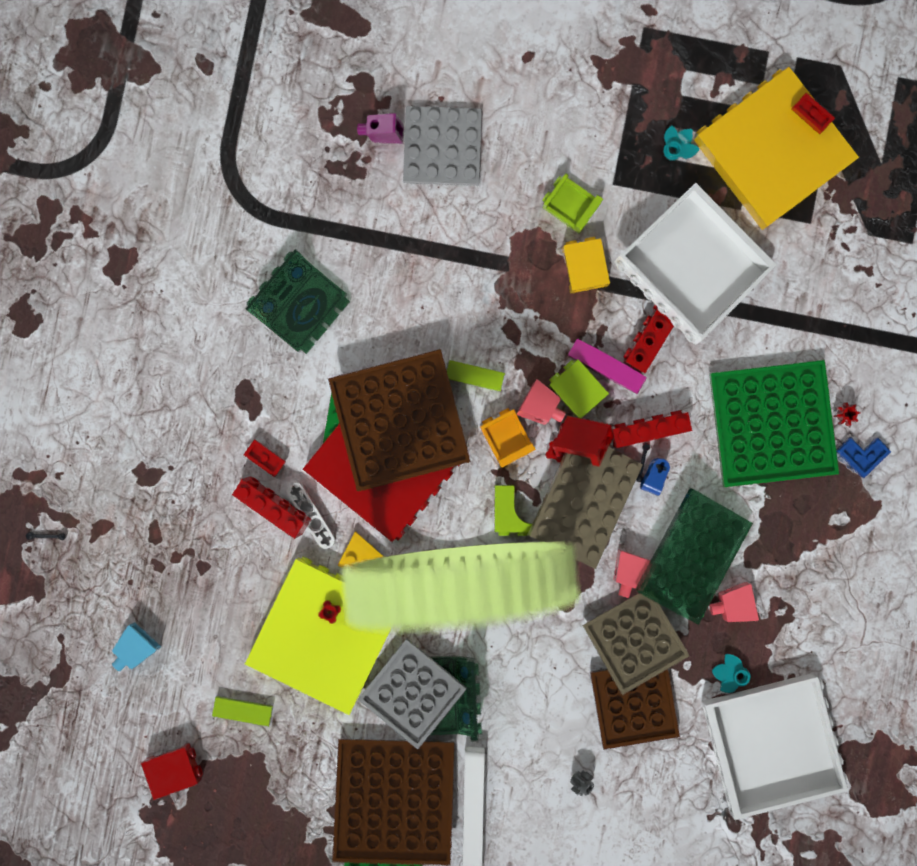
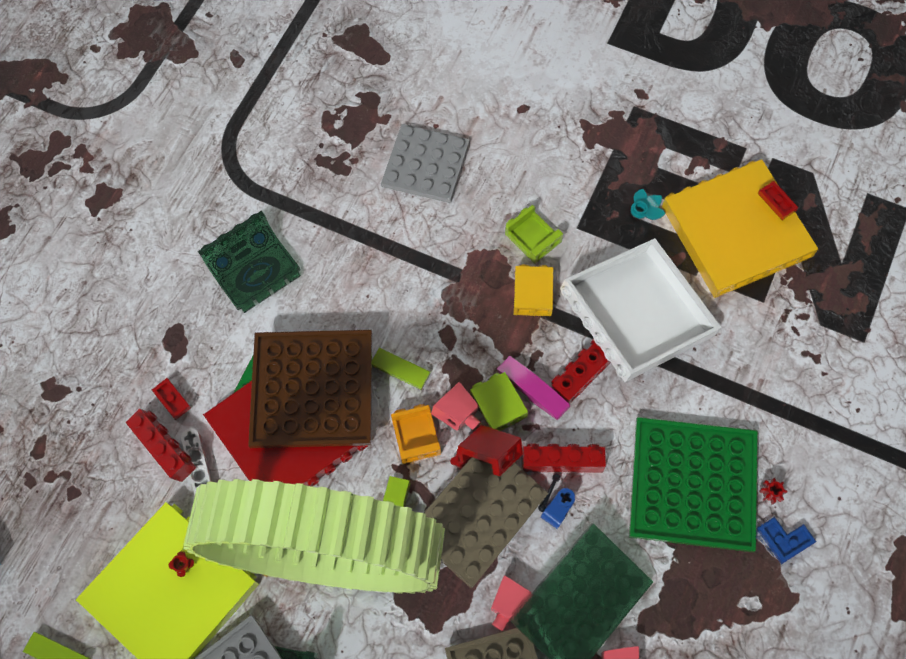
camera: 15 degrees right, 20 degrees down
(383, 128) = (375, 135): magenta torso -> none

